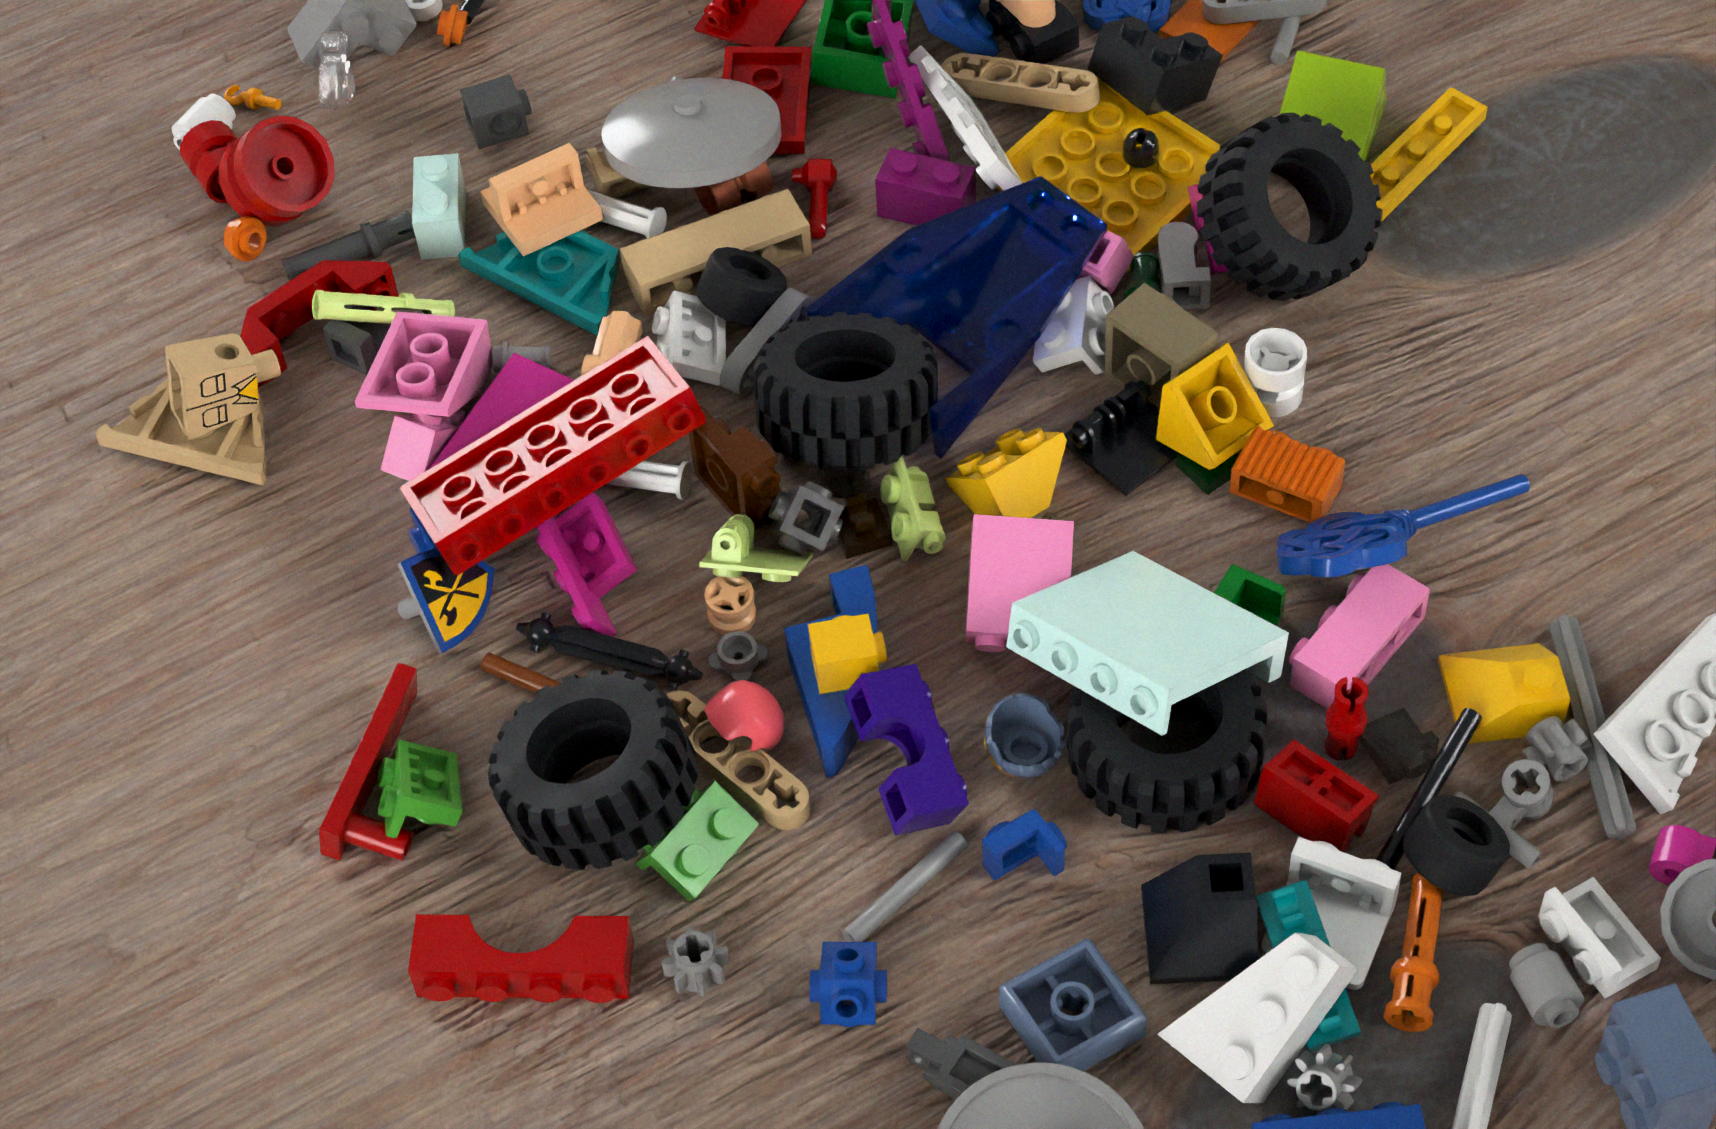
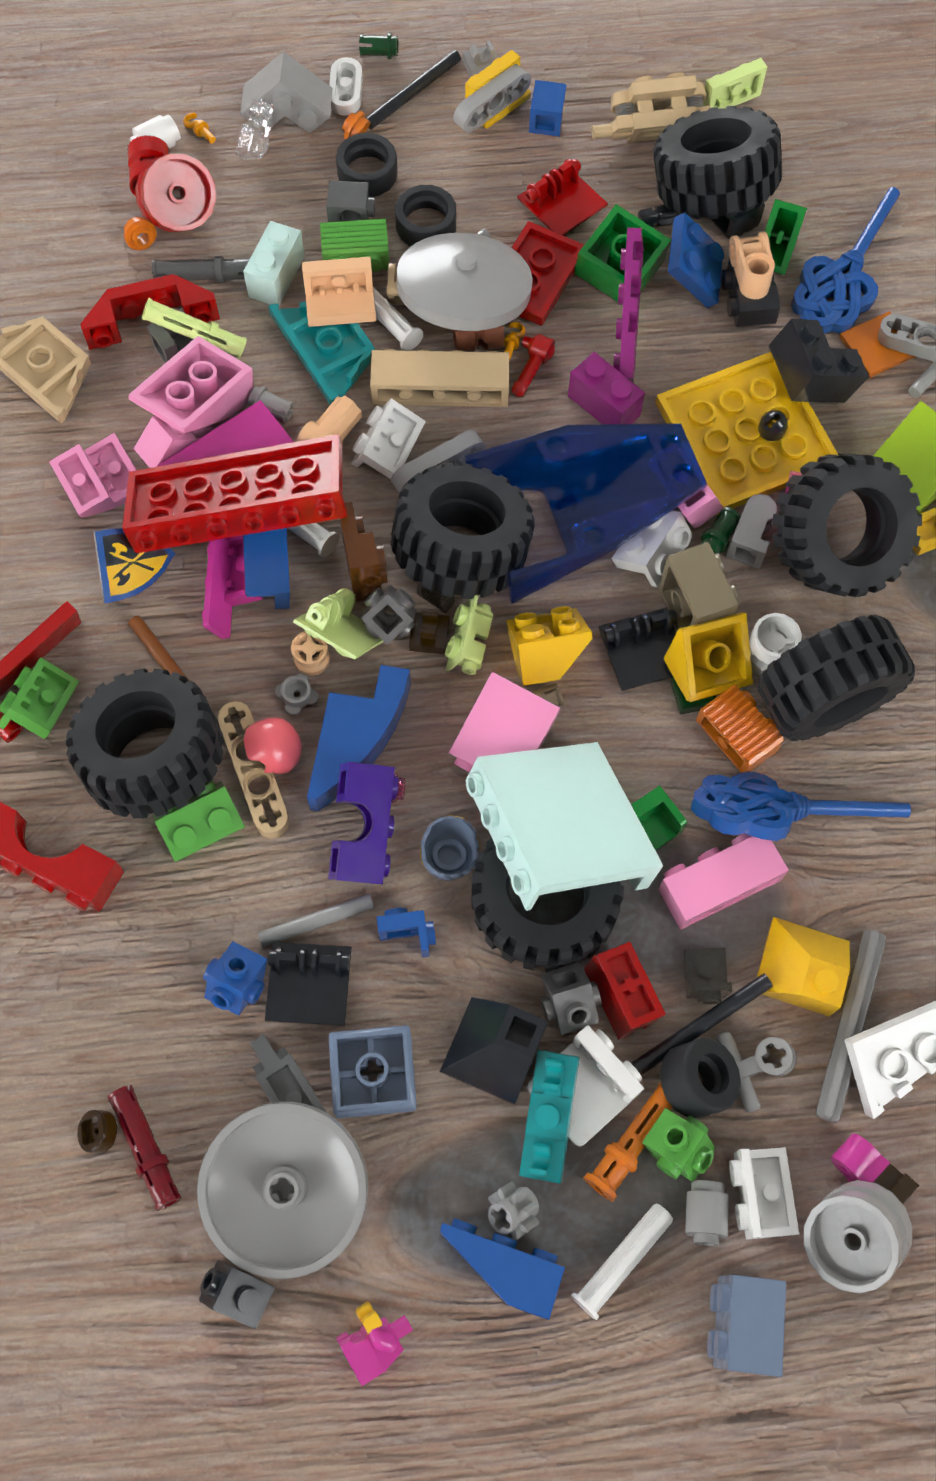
camera: 20 degrees right, 15 degrees up
(215, 381) = (54, 337): tan torso -> none
(348, 522) = (95, 476): none -> bright pink slope
(487, 38) = (368, 146): none -> black tyre
(523, 141) = (356, 240): none -> bright green brick
(589, 67) = (424, 197): none -> black tyre
(609, 651) = (215, 651): black wheel -> none
(628, 527) = (267, 566): none -> blue panel
(693, 947) = (144, 901): light grey gear -> none
(739, 285) = (439, 413): black tyre -> none
(779, 177) = (512, 340): none -> light orange hand
(844, 651) = (354, 734): yellow brick -> none
(937, 958) = (308, 983): none -> black hinge
(967, 123) = (660, 355): white wing -> none
(1066, 88) = (745, 359): tan beam -> none
(1259, 825) = (570, 998): none -> flat silver brick
(1262, 1016) = (488, 1150): white wedge -> none
(1346, 718) = (674, 944): red pin -> none
(1369, 363) = (836, 677): none -> black tyre
(1474, 926) = (680, 1145): none -> bright green brick
(1558, 747) = (814, 1034): light grey gear -> none

